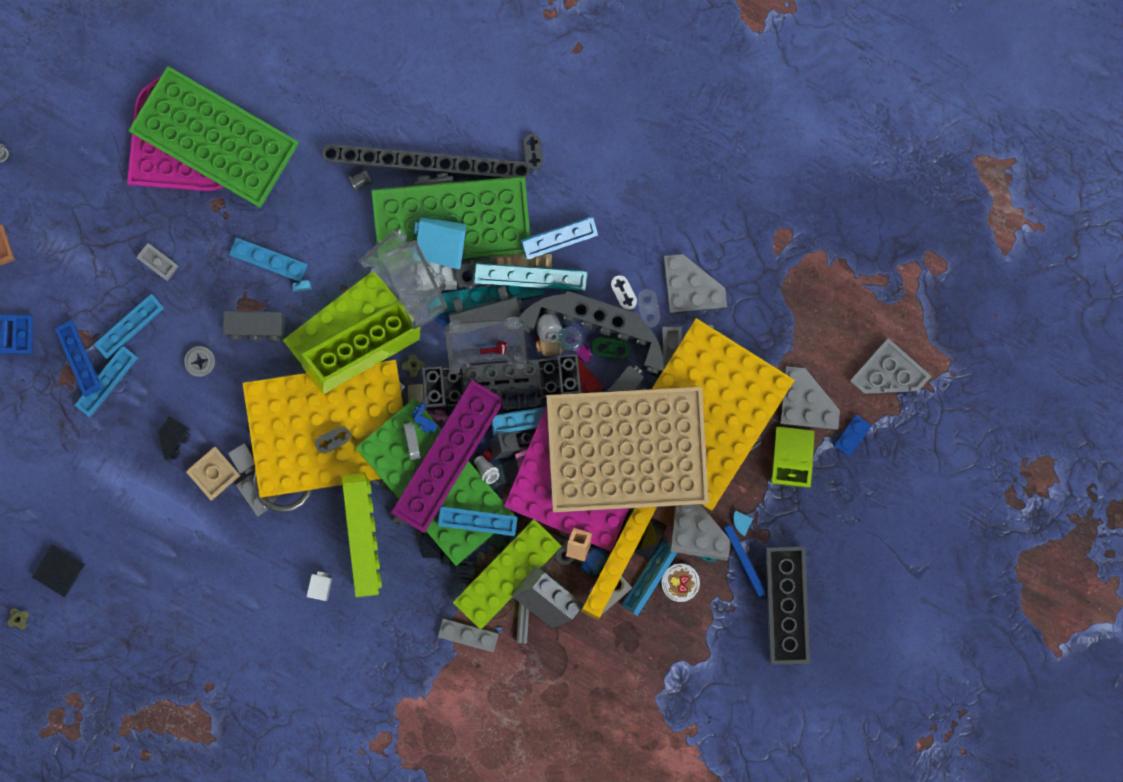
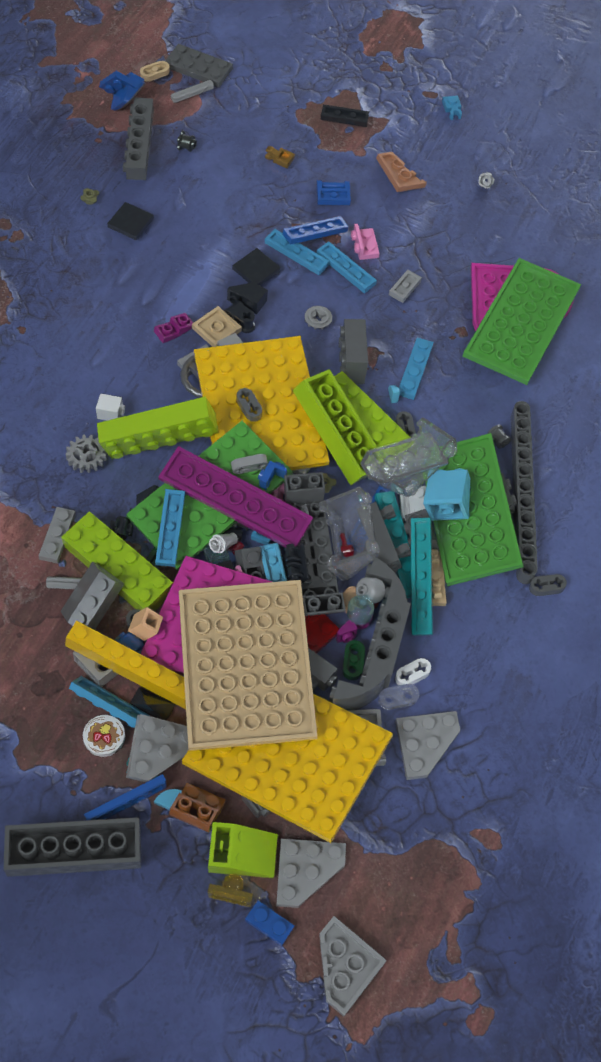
camera: 80 degrees right, 25 degrees down
(92, 301) = (365, 243): none -> bright pink bracket
(130, 428) = (256, 267): none -> black tile
(197, 449) = (242, 316): none -> black piece
(211, 520) = (176, 327): none -> magenta slope
(345, 272) = (409, 427): none -> dark grey beam
(384, 611) = (84, 451): none -> light grey gear
(559, 237) = (464, 606): plate -> none
(752, 496) = (197, 807): none -> dark orange brick
(826, 468) = (231, 891): none -> clear yellow tile

